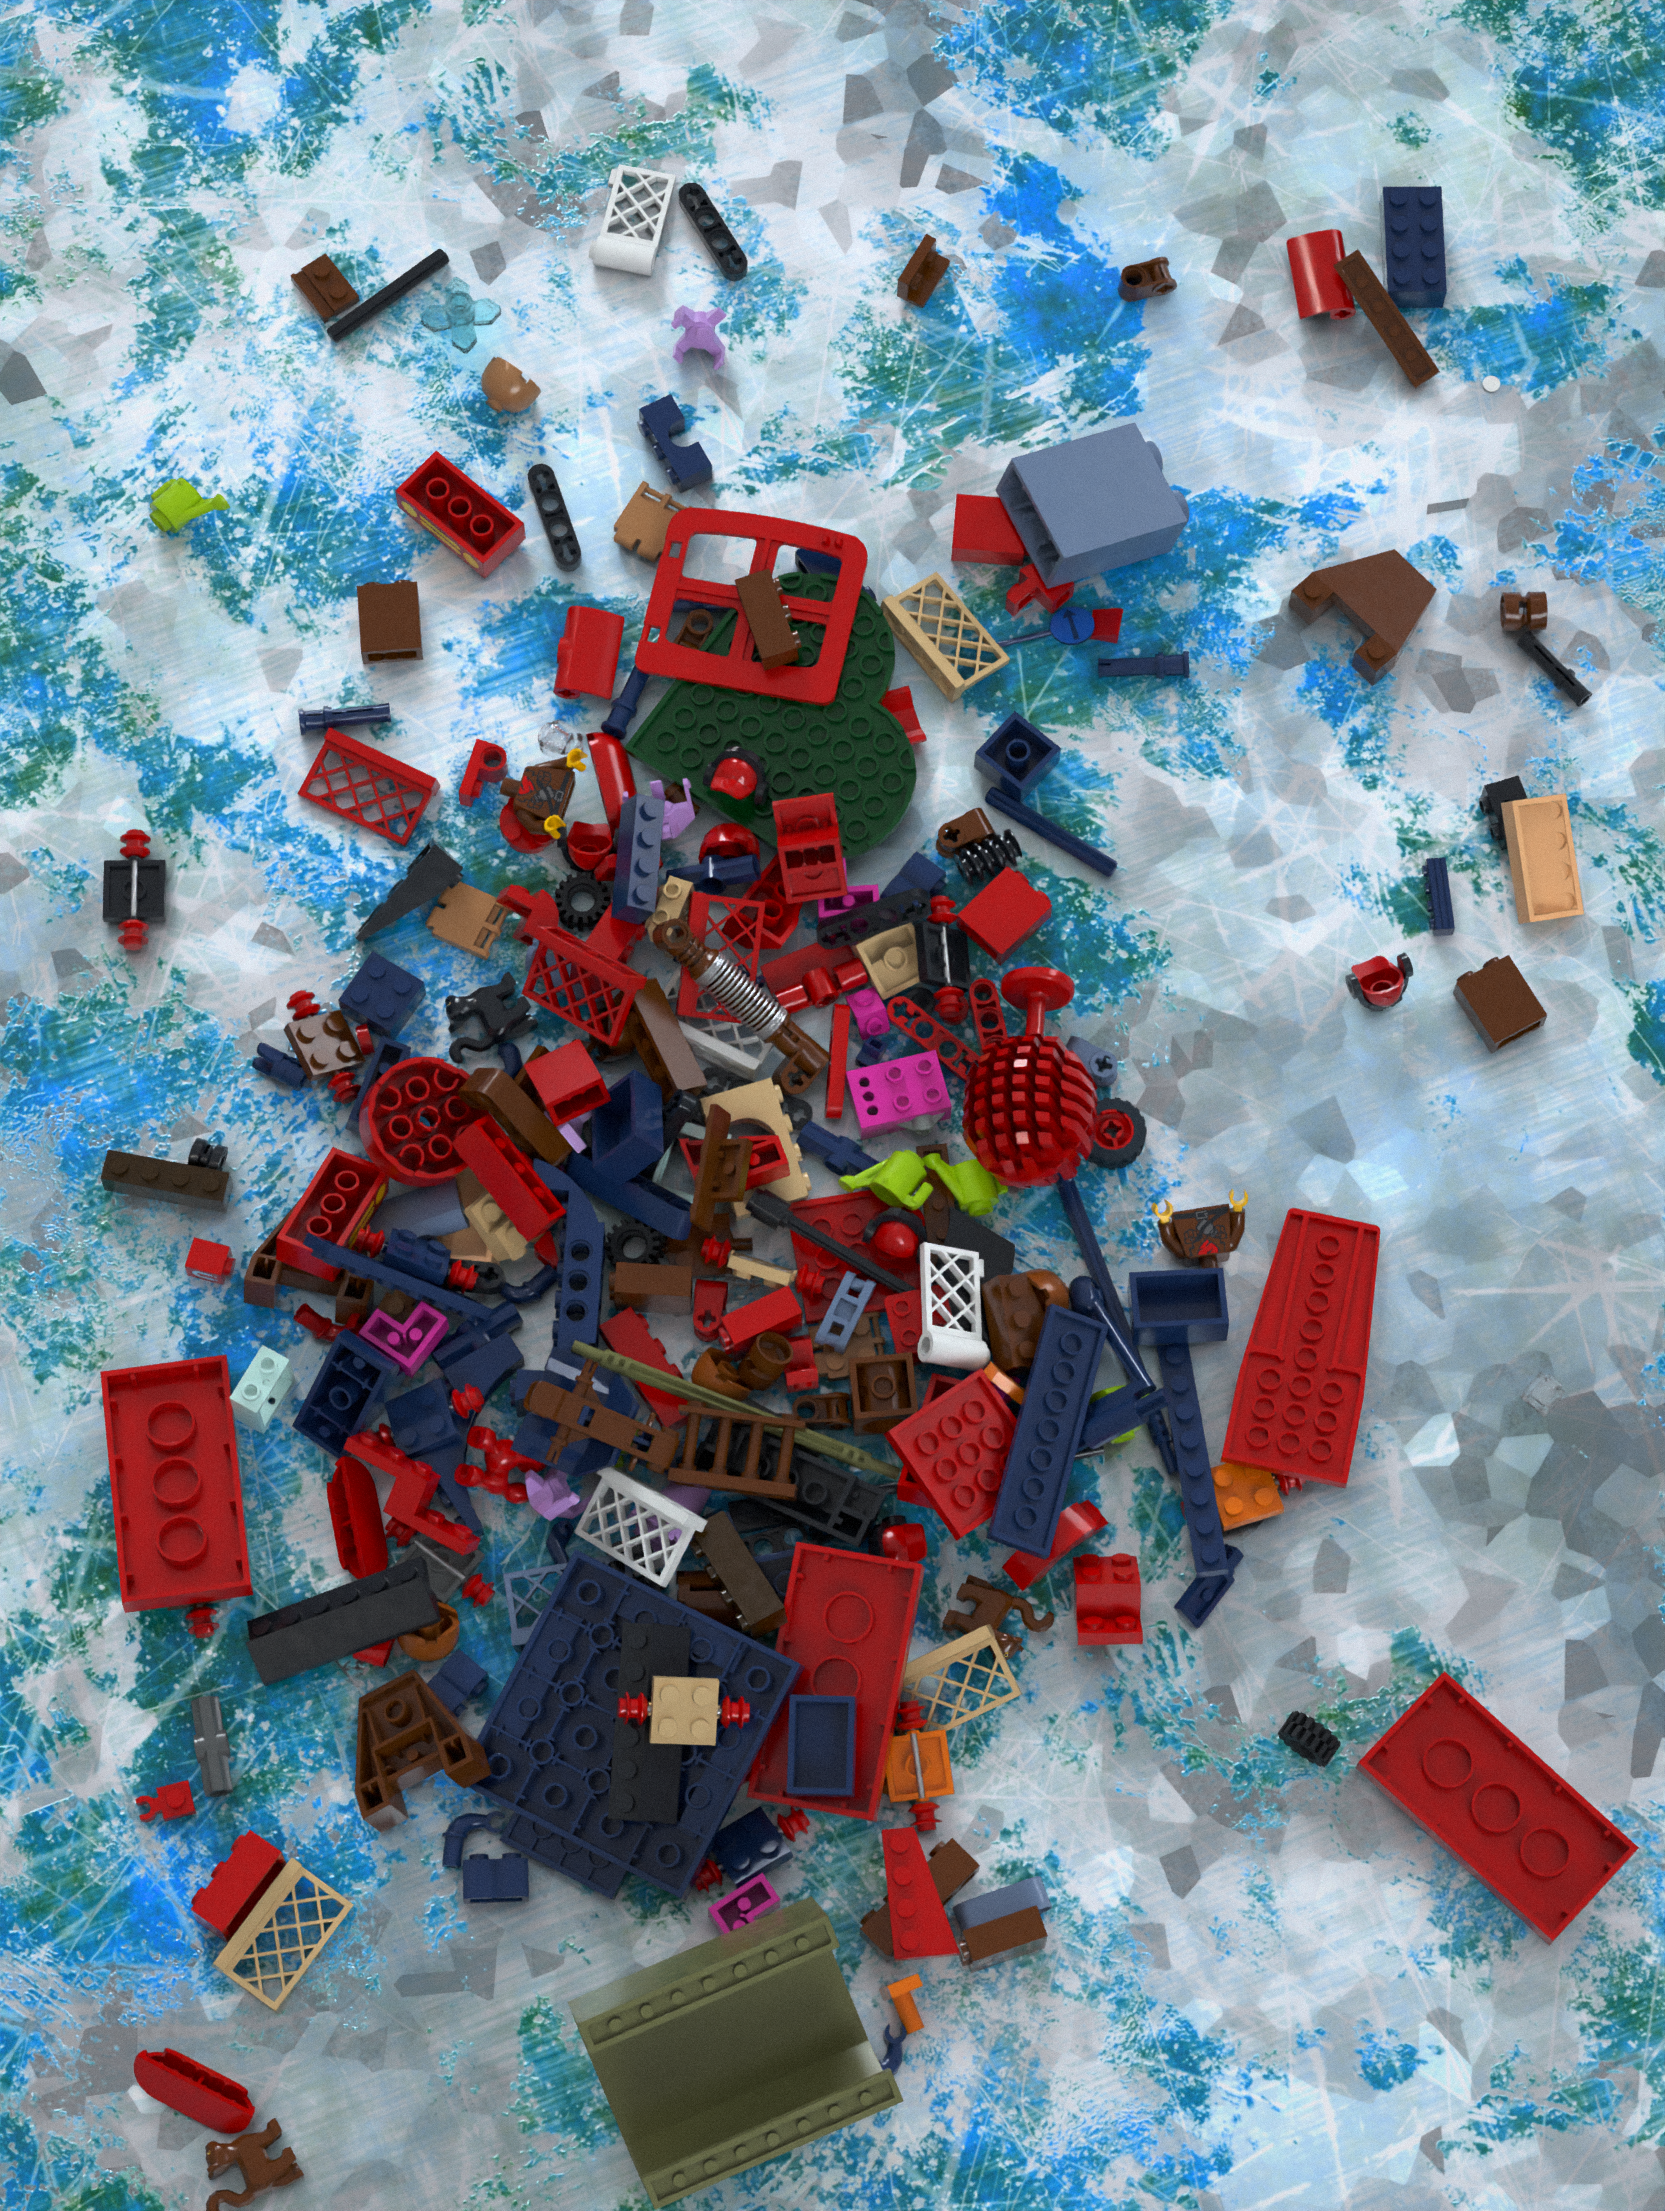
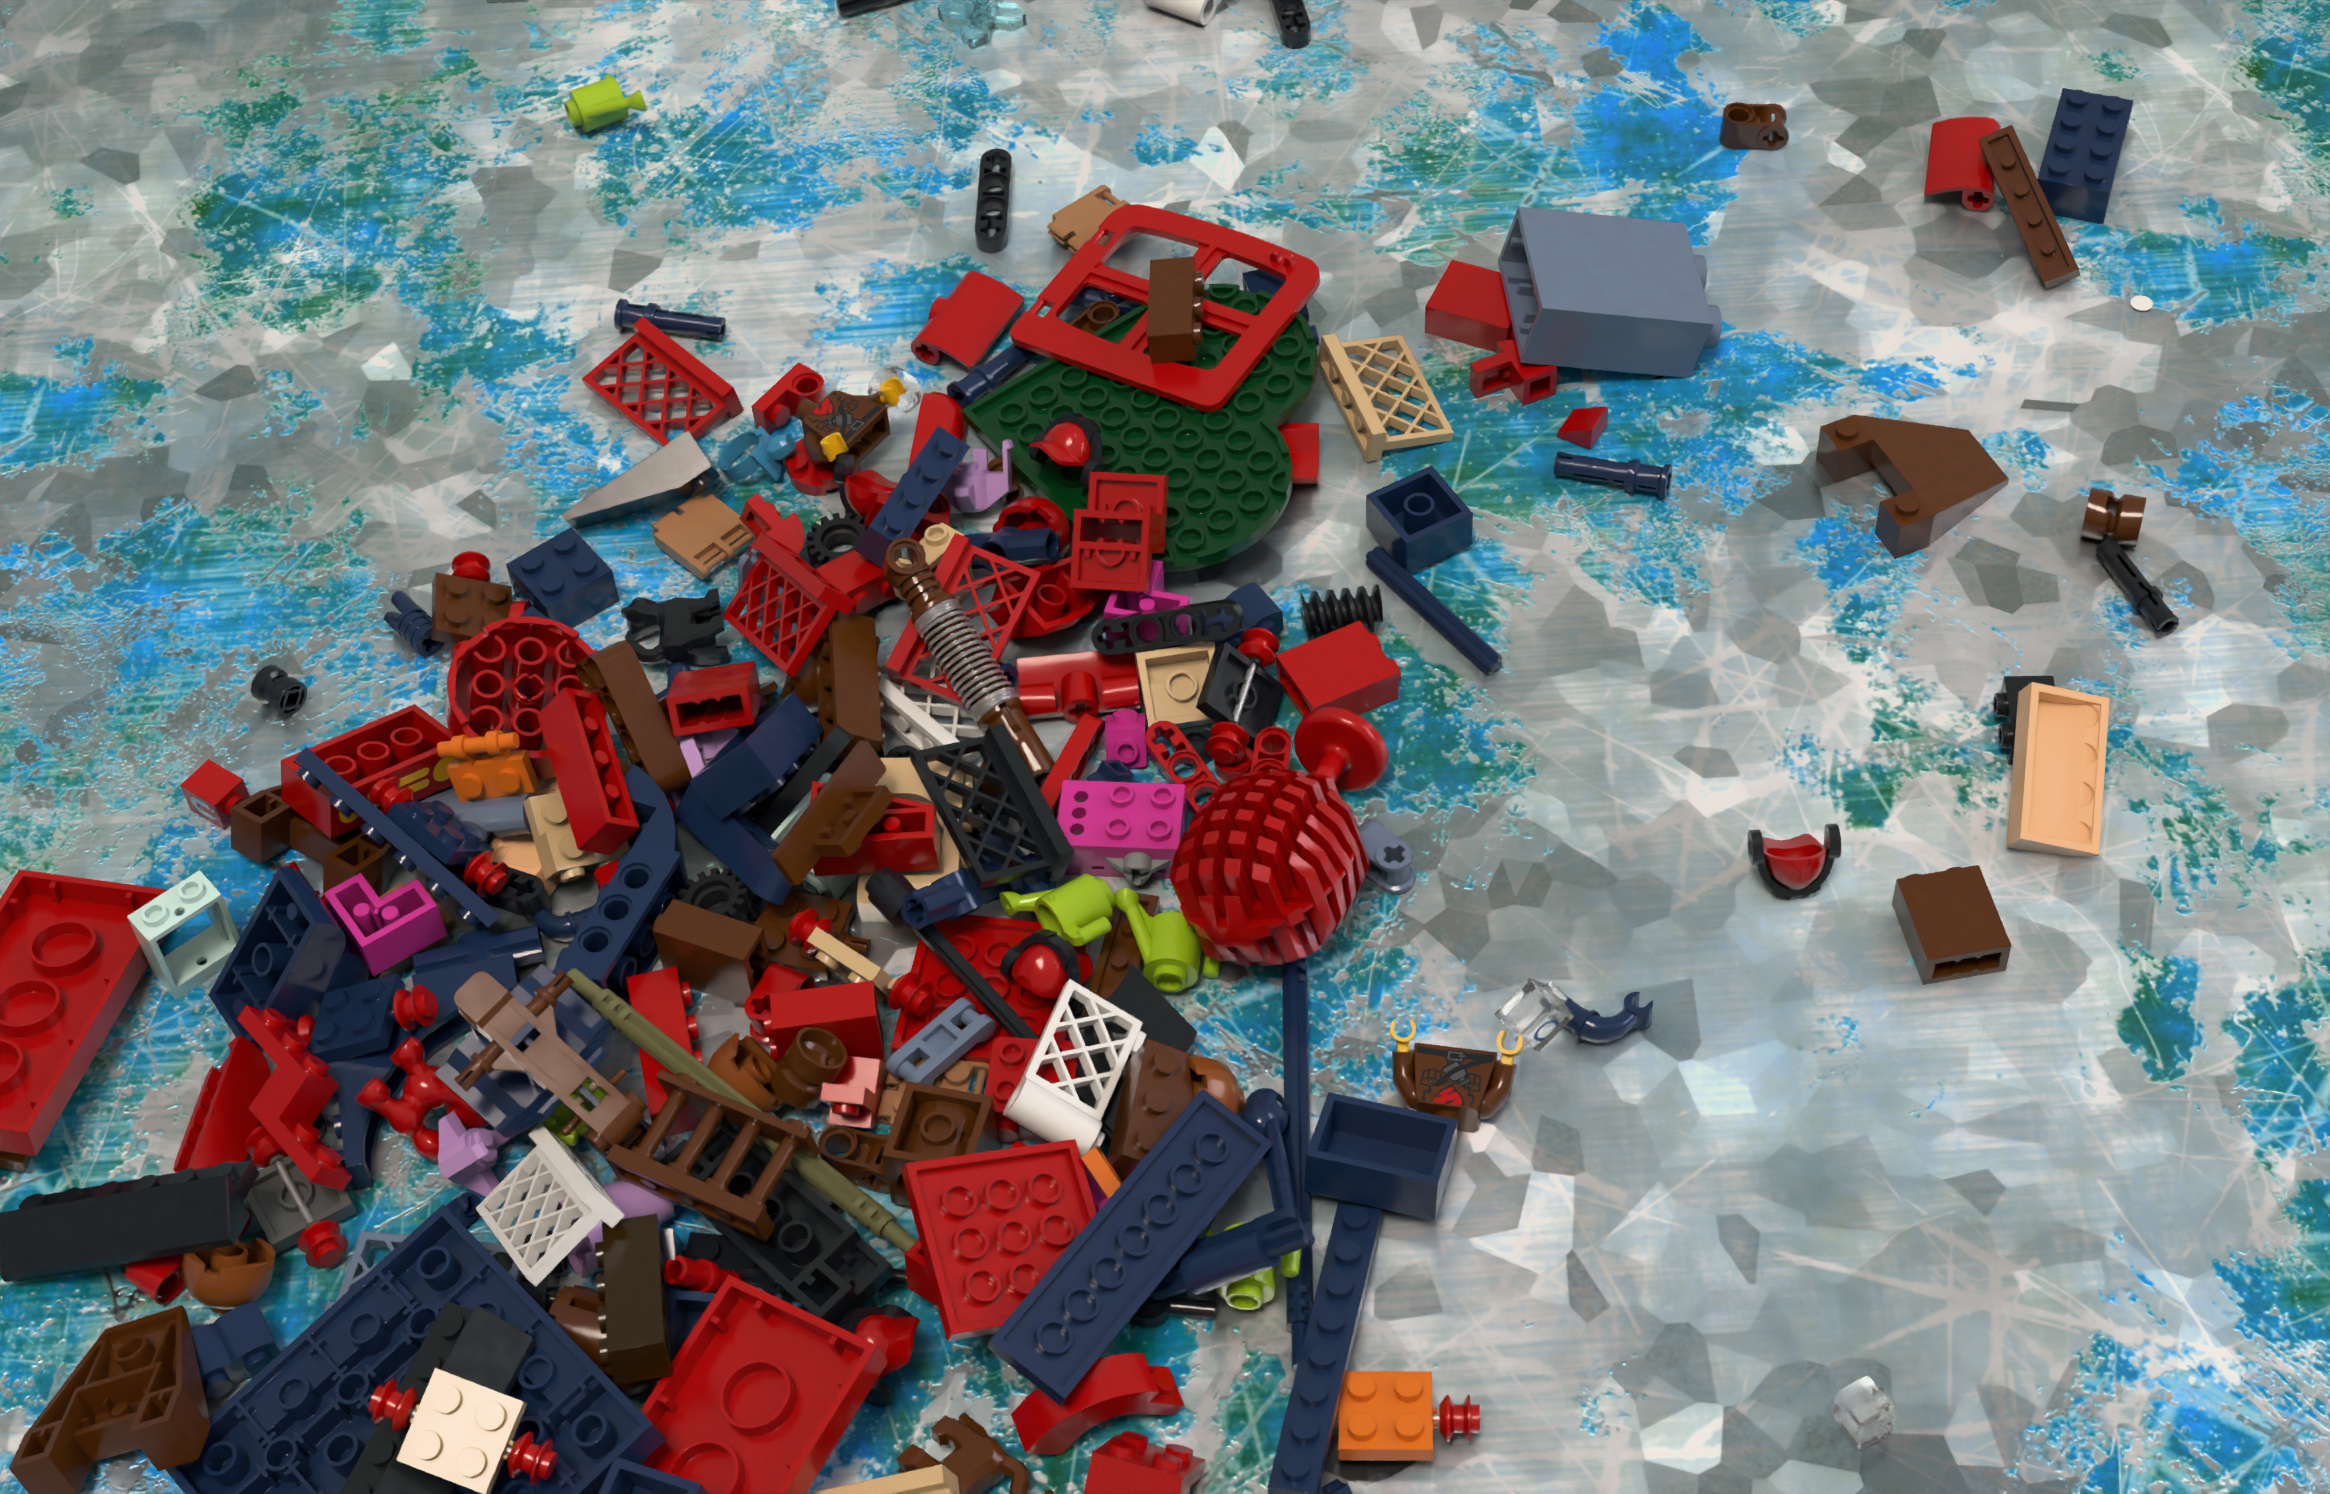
camera: 25 degrees right, 20 degrees down
(134, 890) = (354, 423): black plate -> none
(166, 1181) = (218, 701): dark brown brick -> none
(389, 622) = (764, 249): reddish brown brick -> none
(426, 1191) = (488, 775): none -> orange plate
(460, 514) = (889, 169): red brick -> none
(490, 827) = (767, 455): none -> dark azure piece
(507, 387) = (996, 74): medium nougat cylinder -> none
(684, 465) = (1154, 161): dark blue arch -> none
(699, 333) = (1226, 70): lavender piece -> none
(766, 1540) = (696, 1275): none -> red pin
(812, 1194) = (949, 898): none -> dark blue piece
(827, 1104) = (1023, 804): none -> black fence
(922, 273) = (1497, 69): reddish brown bracket -> none
(965, 830) = (1319, 577): reddish brown piece -> none
(1067, 626) = (1533, 418): blue piece -> none
(1130, 1135) = (1381, 962): black wheel -> none
(1242, 1163) = (1535, 1013): none -> clear brick
(1281, 1157) = (1596, 1029): none -> dark blue piece
(1307, 1352) = (1536, 1265): red wing -> none
(1439, 896) = (1907, 791): dark blue piece -> none

